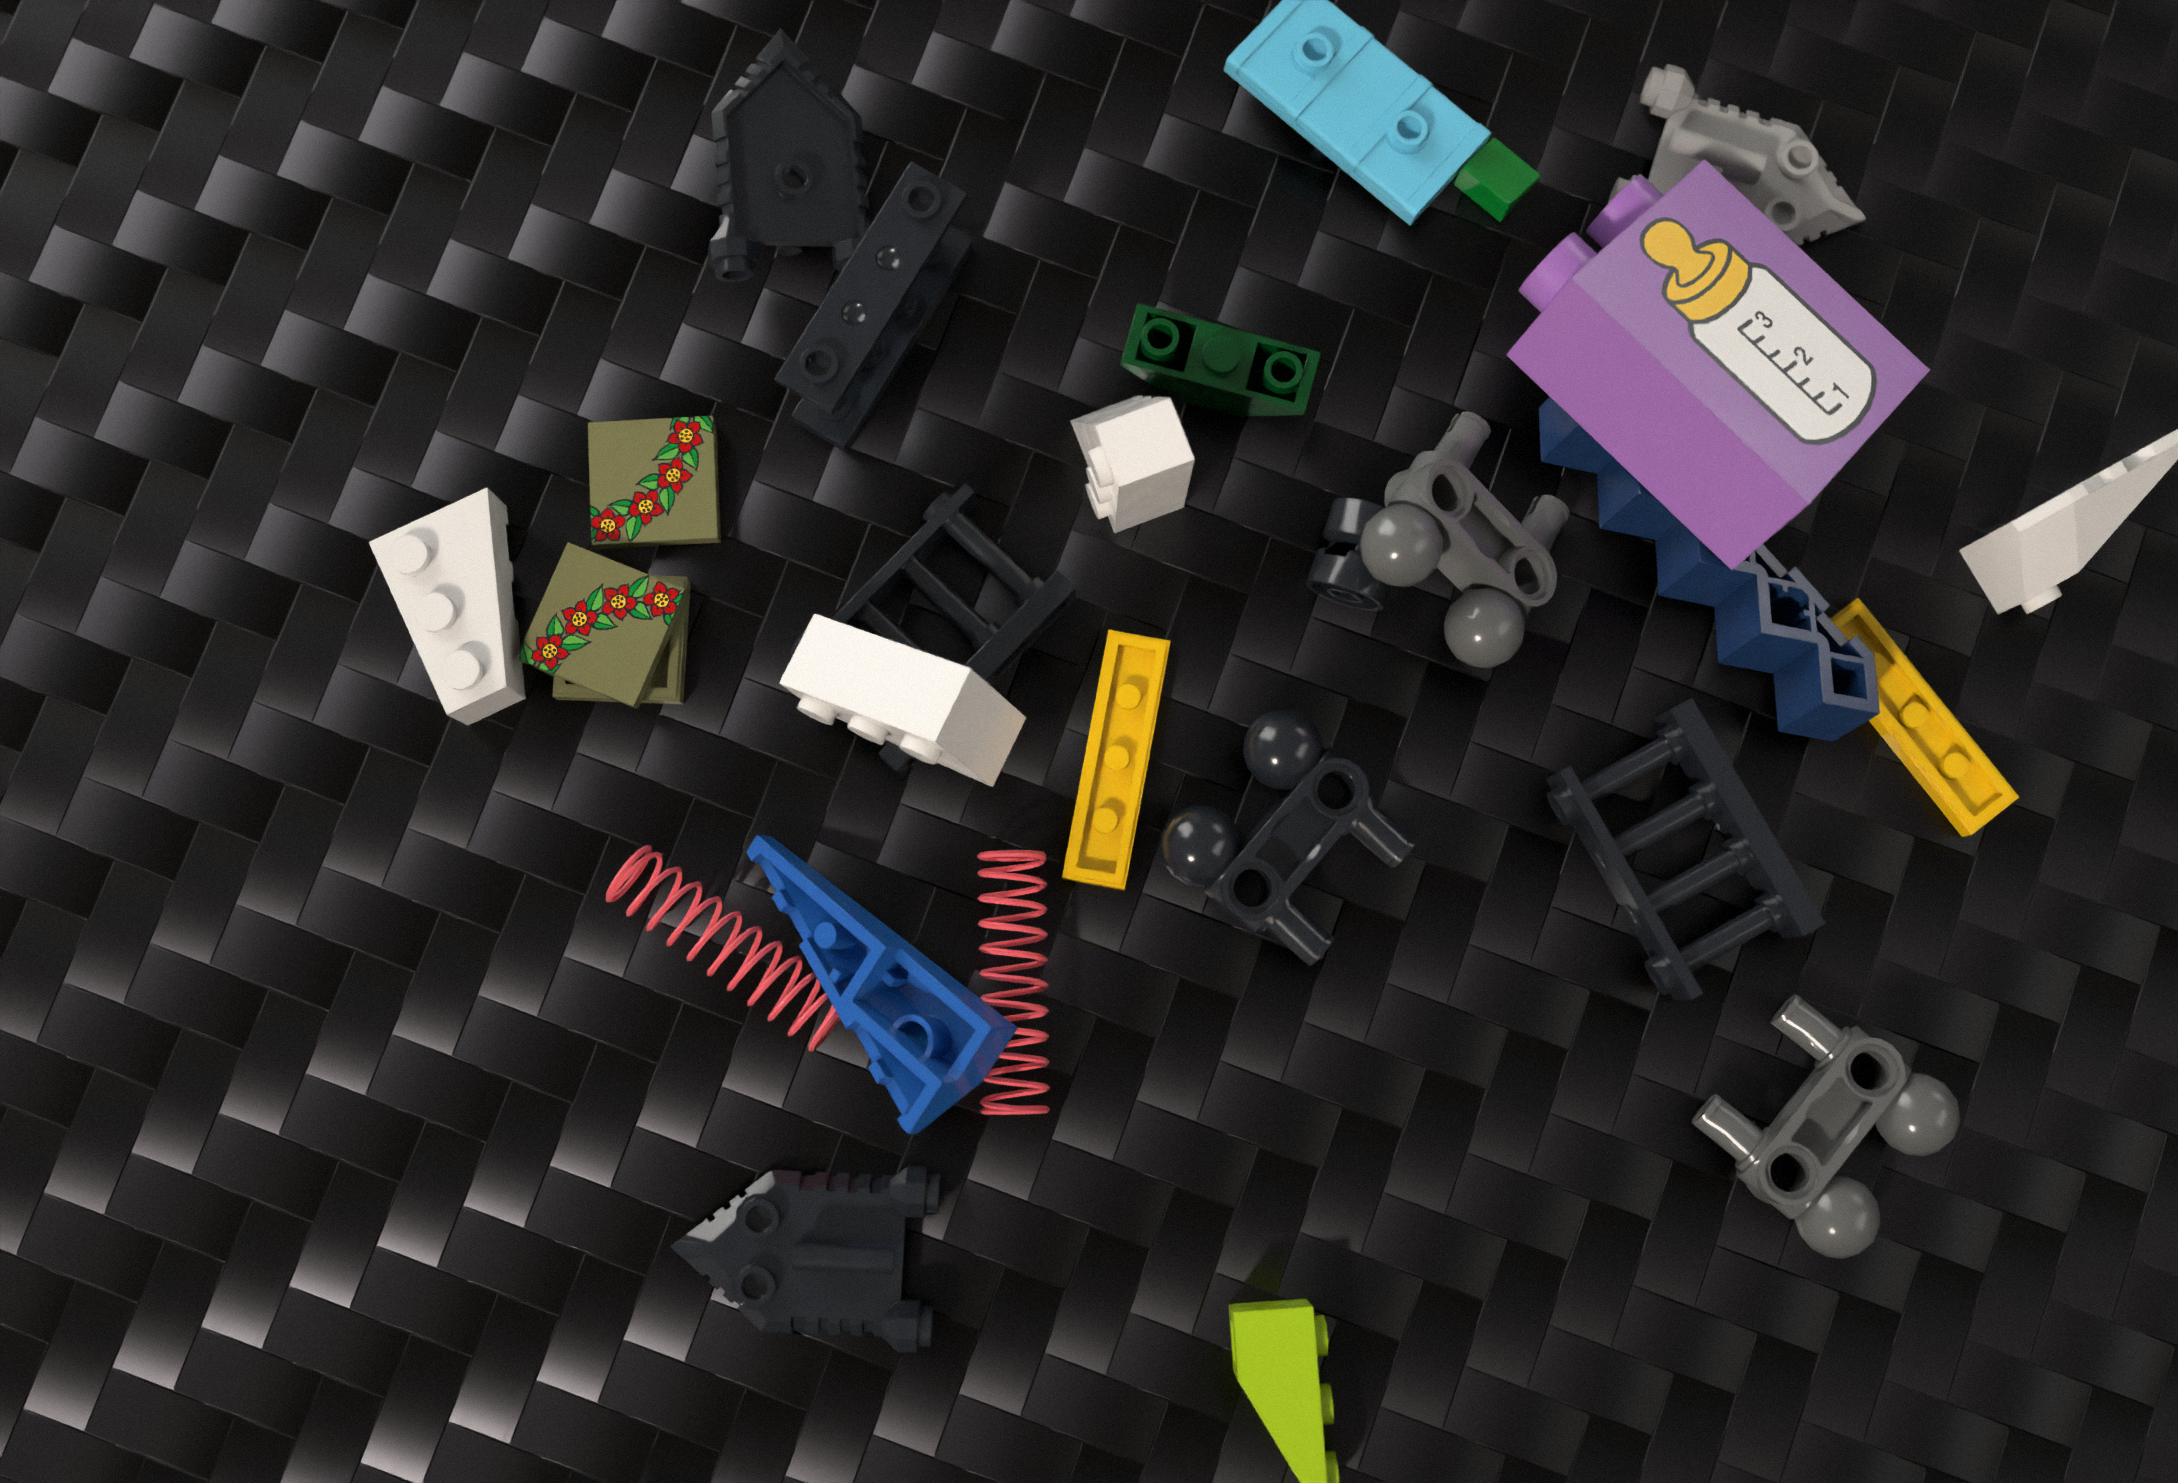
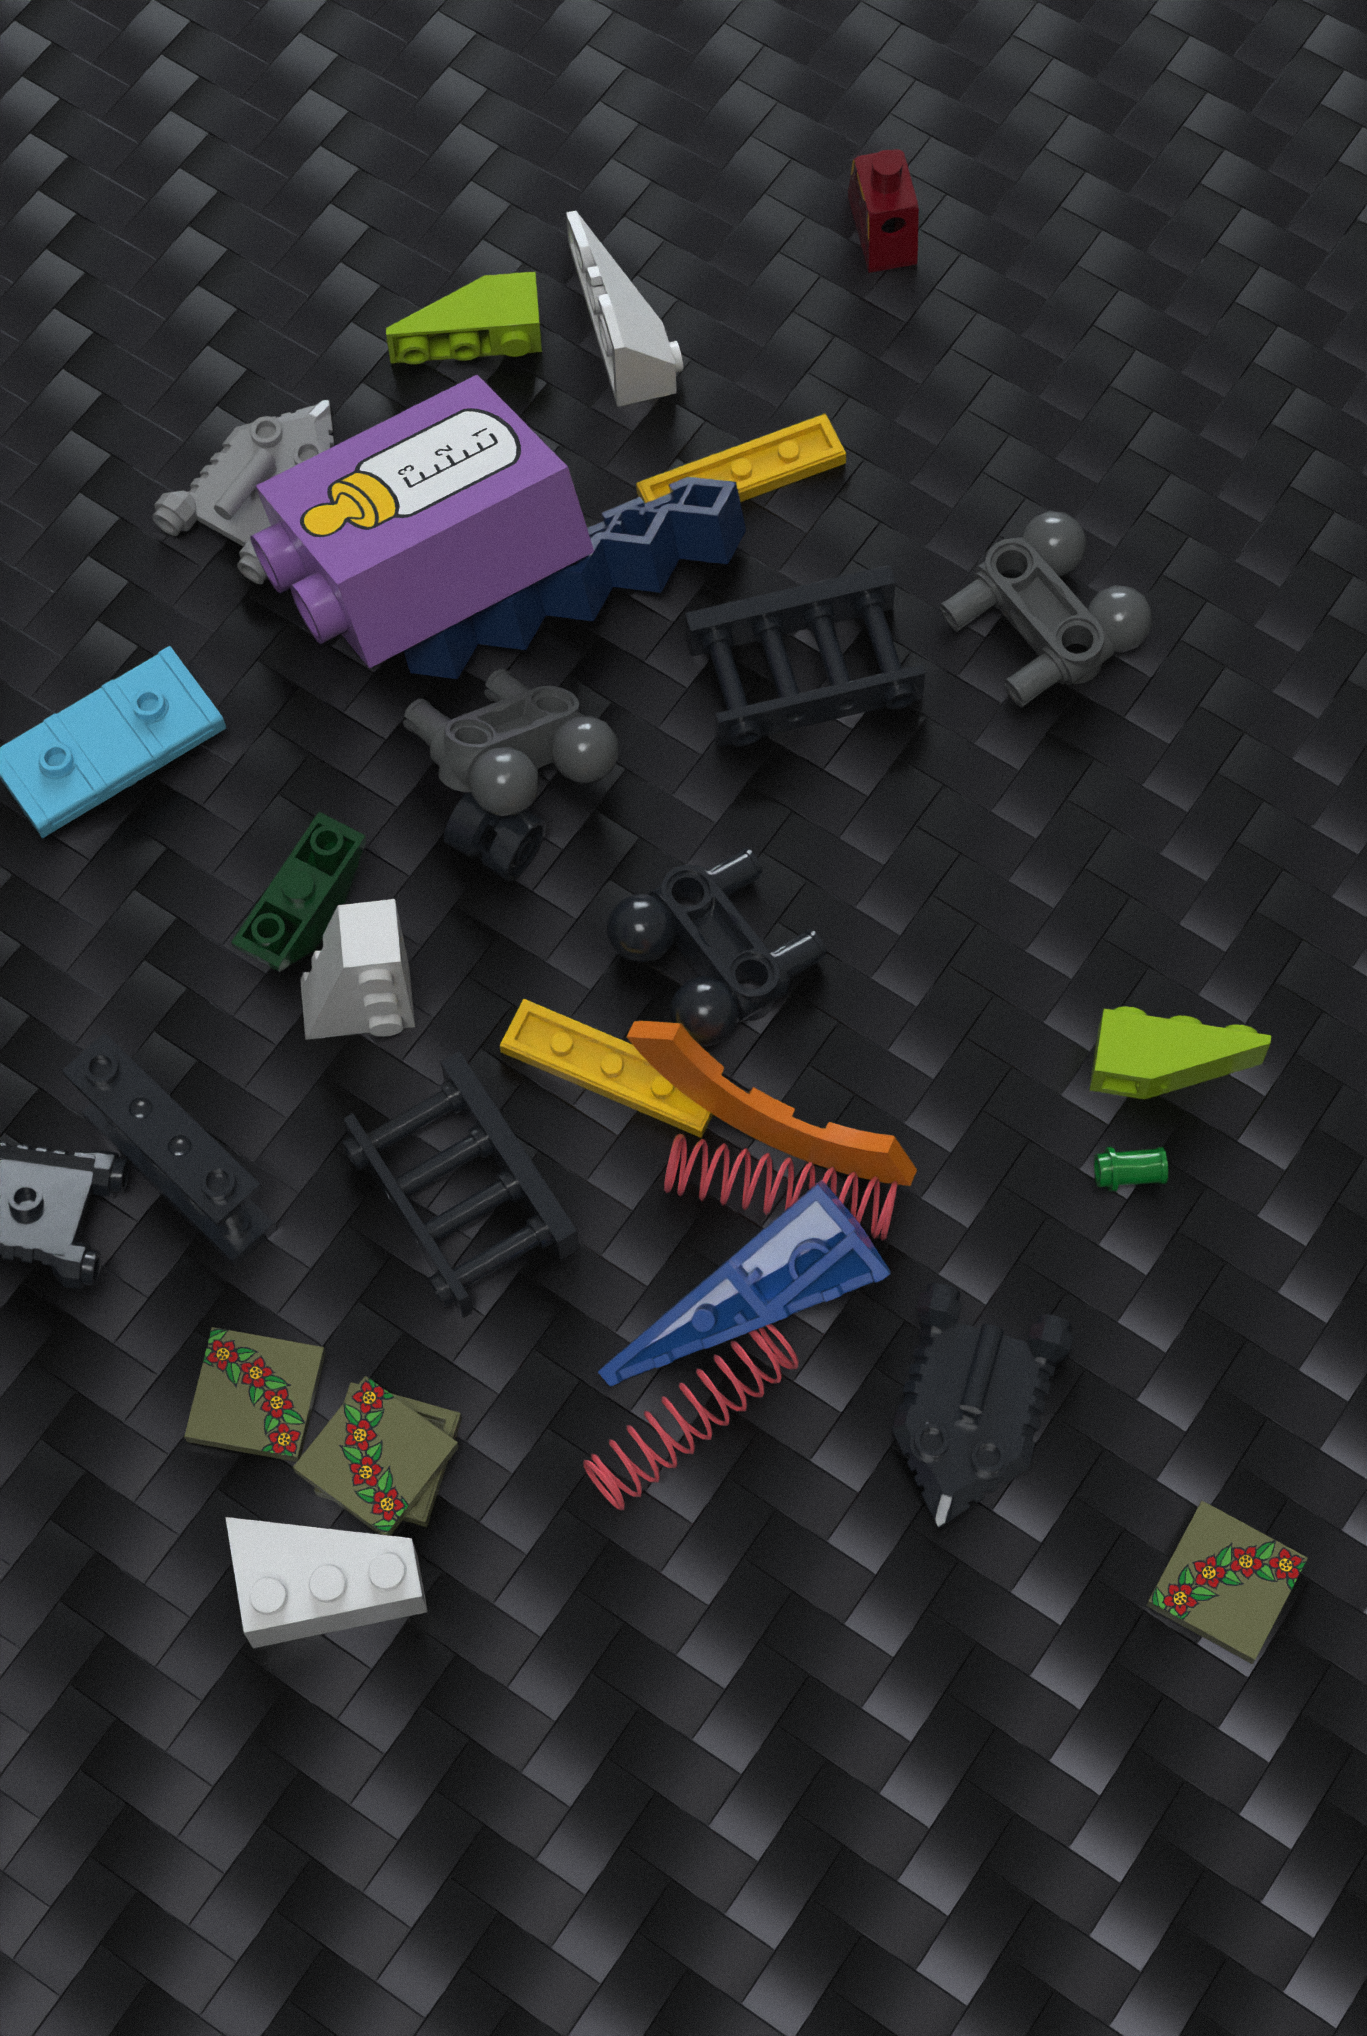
camera: 70 degrees left, 15 degrees down
(903, 697) = (517, 1199): white wedge -> none
(1106, 869) = (700, 1078): none -> orange tile
(1137, 1374) = (1130, 1167): none -> green pin
(1496, 179) = (208, 655): green slope -> none
(2023, 359) = (478, 320): none -> lime slope

